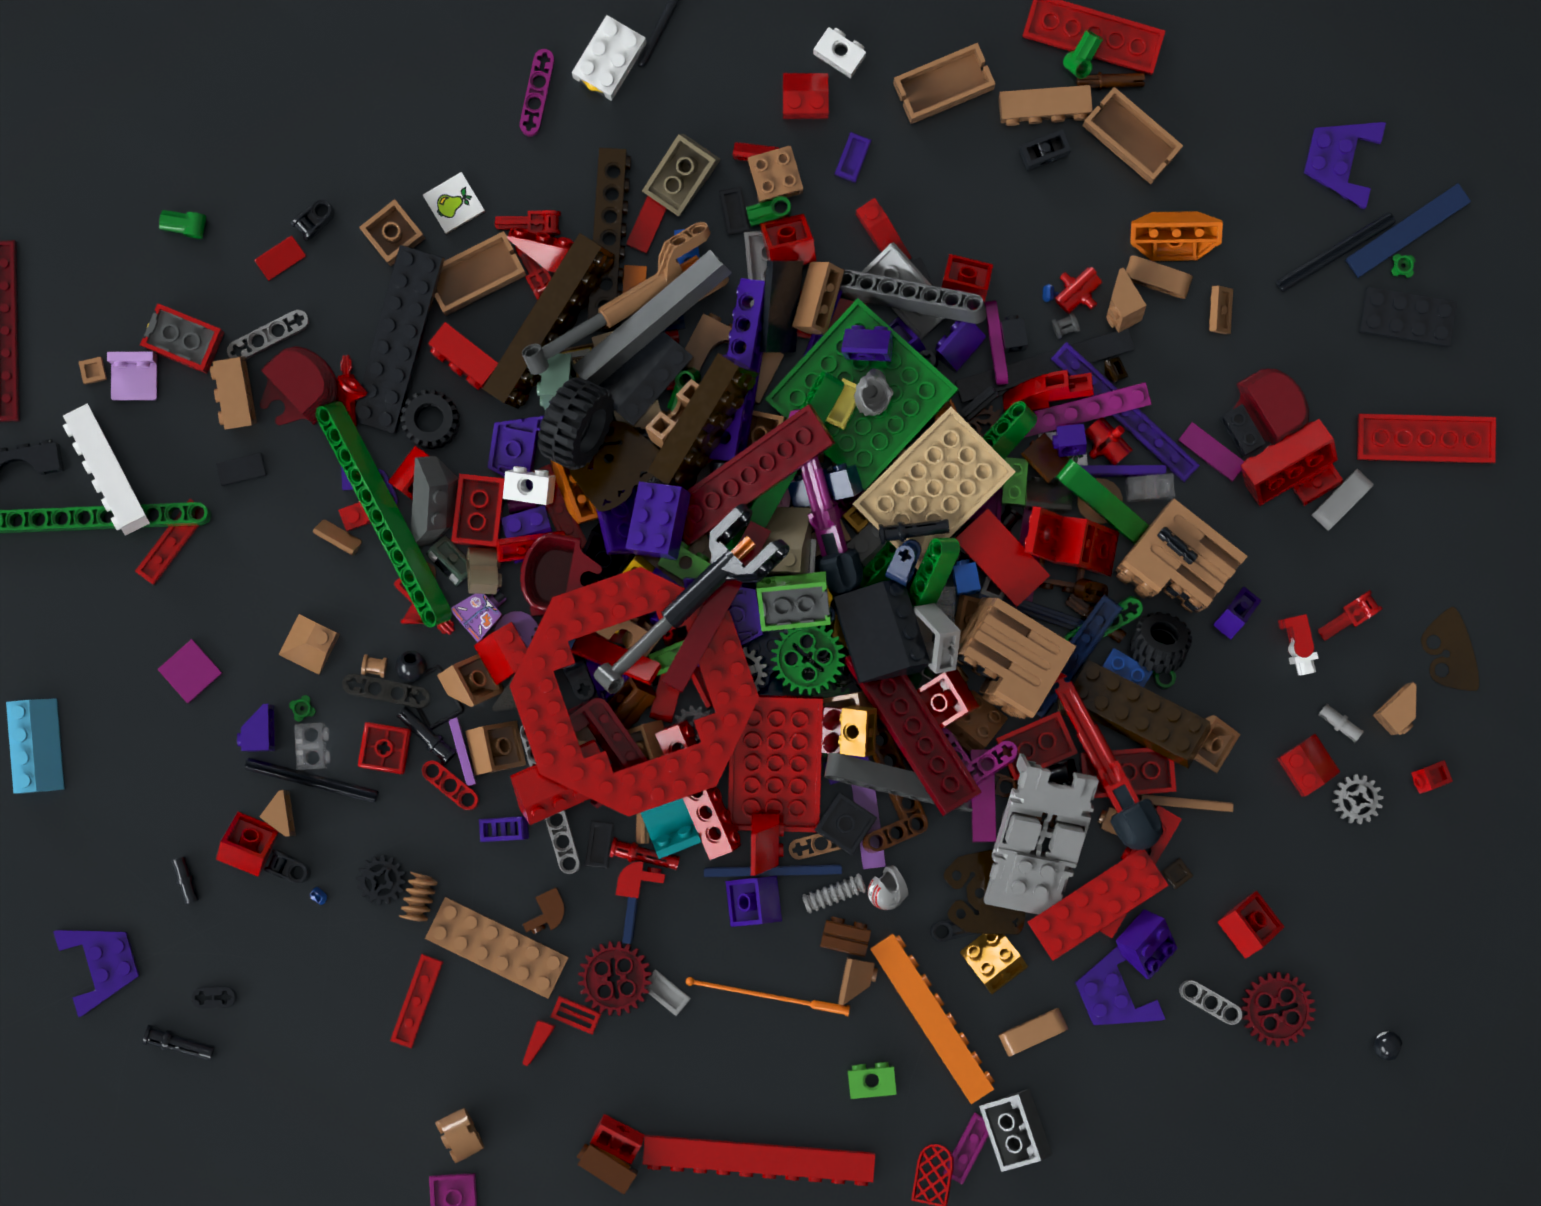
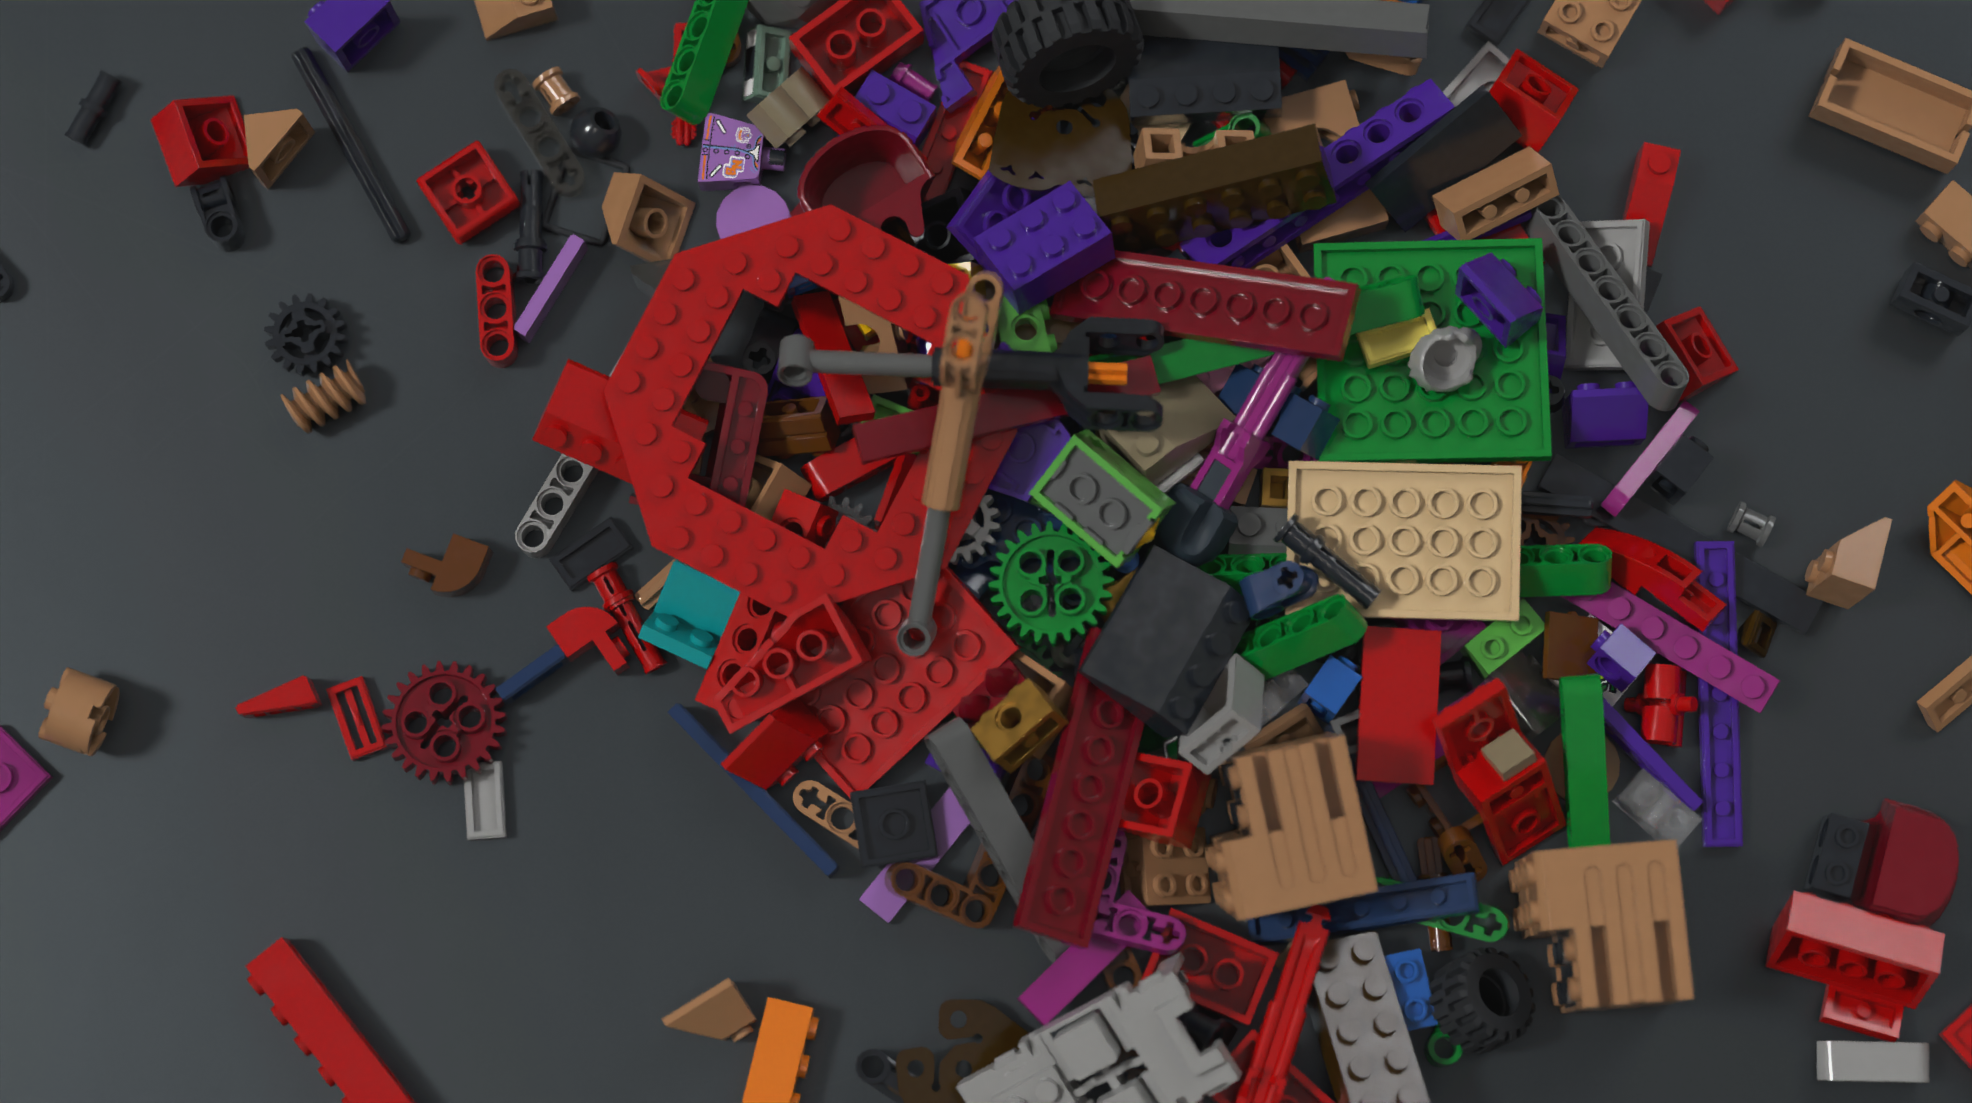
camera: 45 degrees right, 5 degrees down
(305, 747) = (382, 100): clear brick -> none
(308, 710) = (423, 45): green plate -> none
(318, 896) = (219, 280): blue rock -> none
(416, 1001) = (199, 513): red tile -> none
(495, 747) = (590, 321): medium nougat slope -> none
(496, 947) = (352, 548): medium nougat plate -> none
(502, 652) = (713, 214): red slope -> none
(516, 488) = (924, 56): white brick -> none
(522, 829) = (519, 439): dark purple slope -> none
(607, 1167) = (201, 925): reddish brown window -> none
(617, 1139) = (249, 906): red brick -> none
(713, 648) = (961, 380): none -> medium nougat piece
(737, 798) = (802, 655): none -> red wedge
(753, 901) = (695, 802): dark purple slope -> none
(766, 211) = (1540, 43): green piece -> none
(815, 1004) = (638, 995): orange piece -> none
(834, 893) = (795, 891): light grey piece -> none
(845, 937) = (754, 955): reddish brown brick -> none
(853, 157) = (1702, 85): dark purple tile -> none
(888, 890) = (861, 953): light grey helmet -> none
(1049, 293) = (1770, 468): blue rock -> none
(1069, 532) = (1508, 754): none -> dark tan tile
(1078, 290) = (1809, 498): red pin -> none
(1159, 277) = (1920, 580): medium nougat beam -> none
(1177, 545) = (1622, 897): black axle -> none
(1211, 451) = (1773, 844): magenta tile -> none
(1237, 613) = (1608, 1062): dark purple slope -> none

